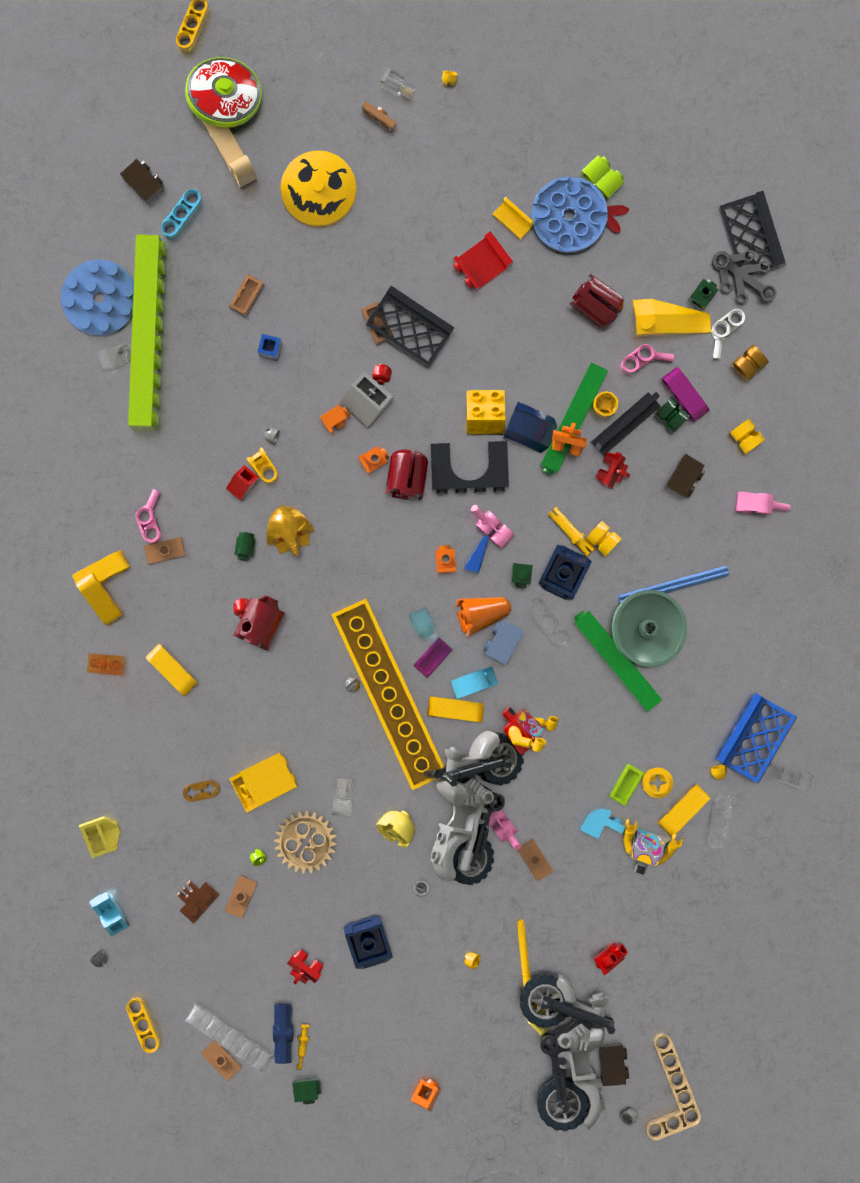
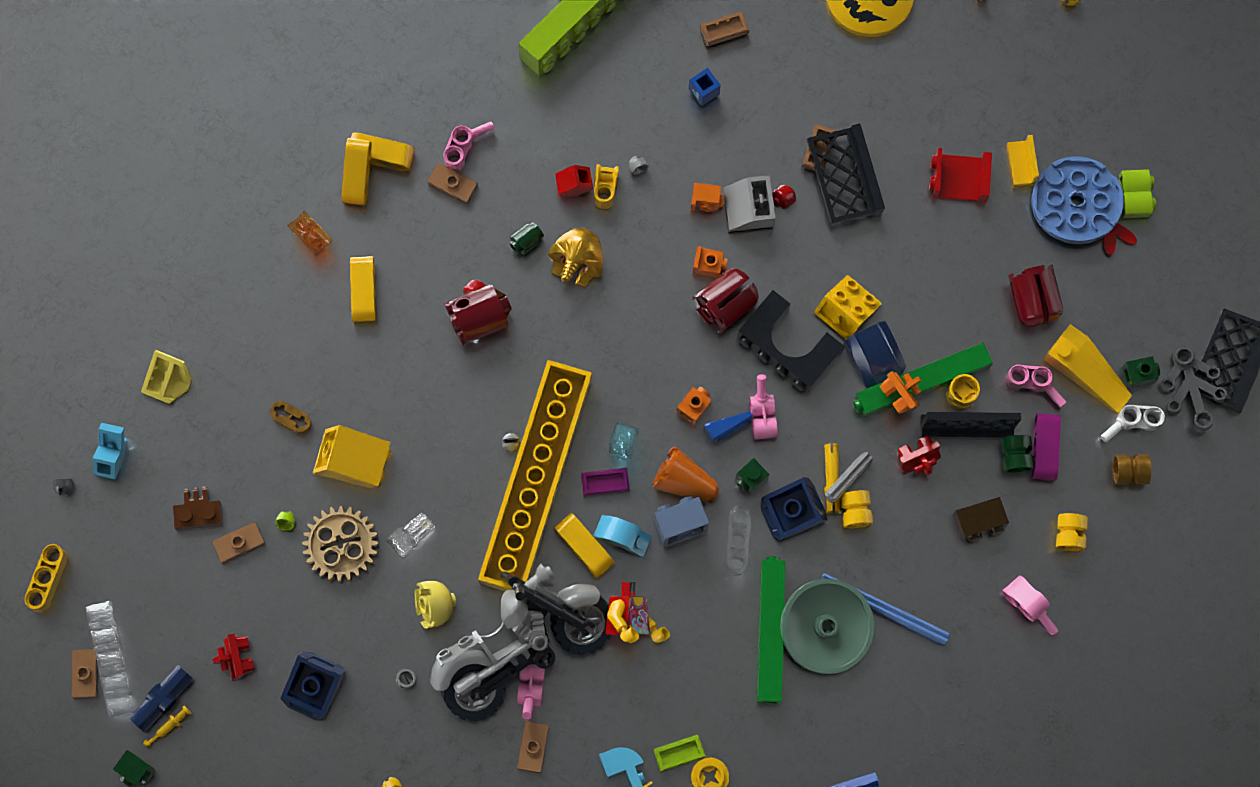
camera: 40 degrees right, 10 degrees down
(581, 522) = (848, 477): none -> light grey axle

